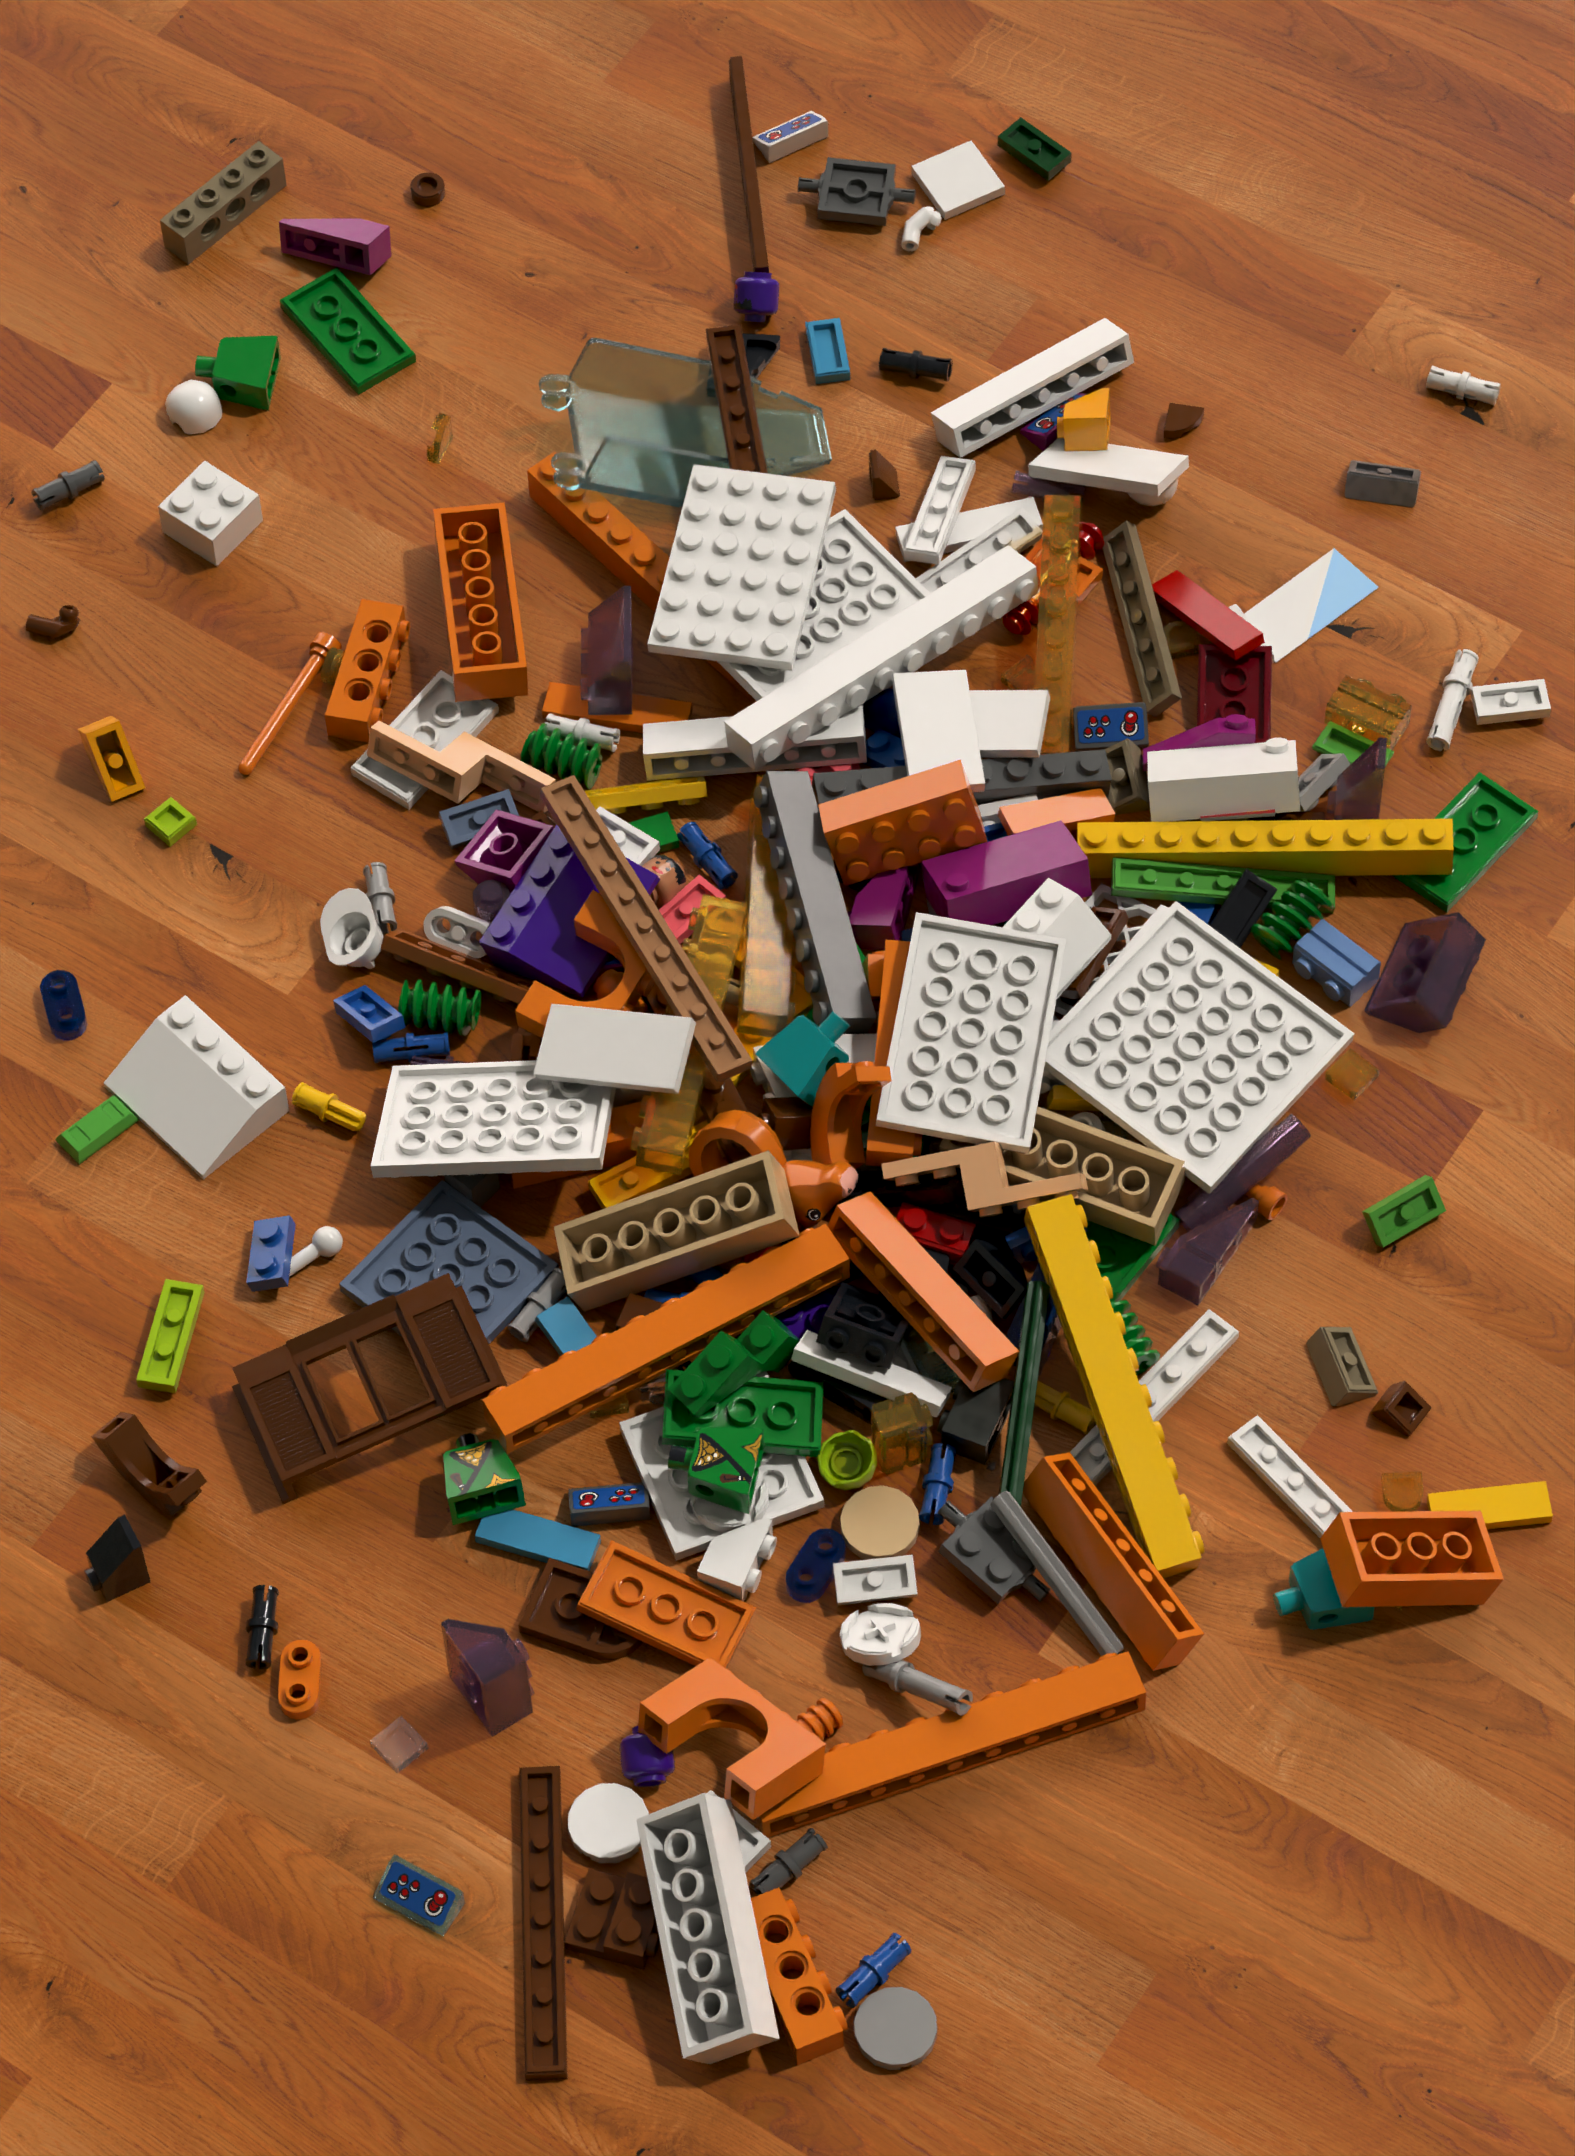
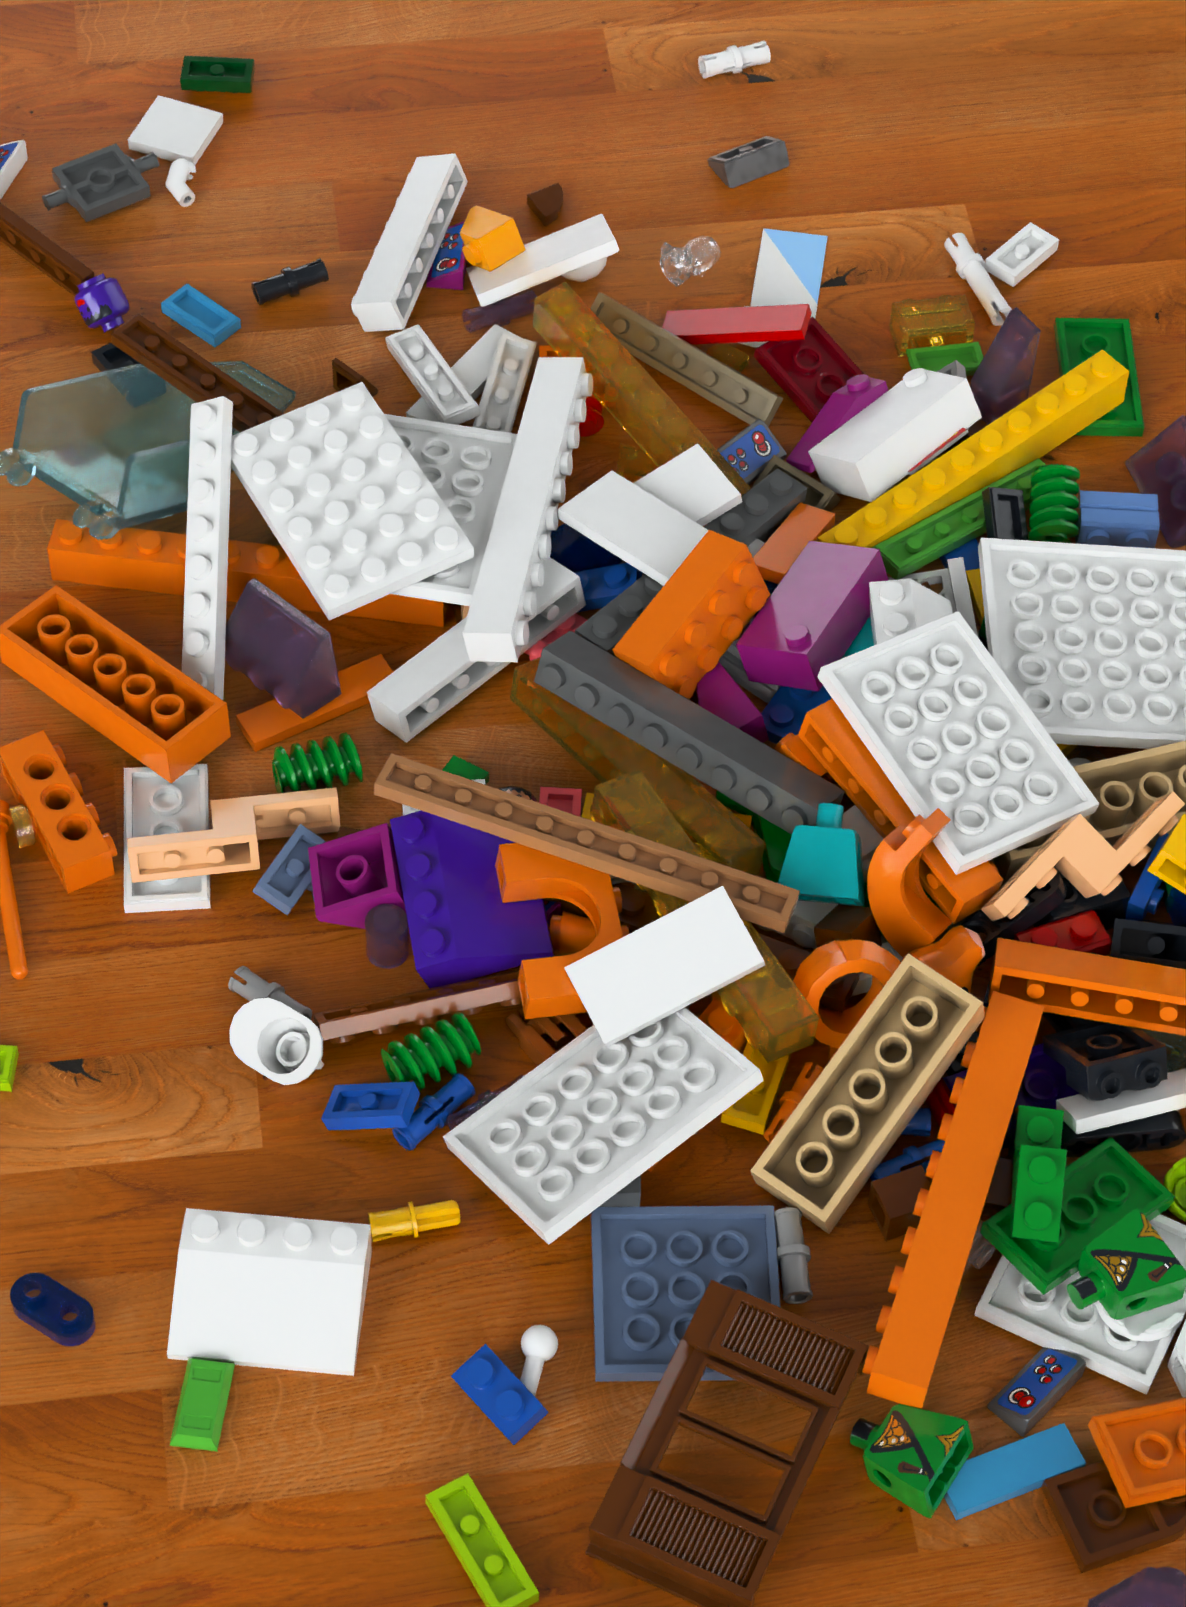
camera: 45 degrees left, 5 degrees down
(461, 933) = (376, 977): white plate -> none
(565, 1327) = (853, 1262): dark azure tile -> none
(584, 729) = (330, 727): white pin -> none
(621, 544) = (207, 543): none -> white plate
(649, 795) = (425, 749): yellow plate -> none
(707, 855) = (525, 768): blue pin -> none
(1240, 539) = (691, 260): none -> clear animal

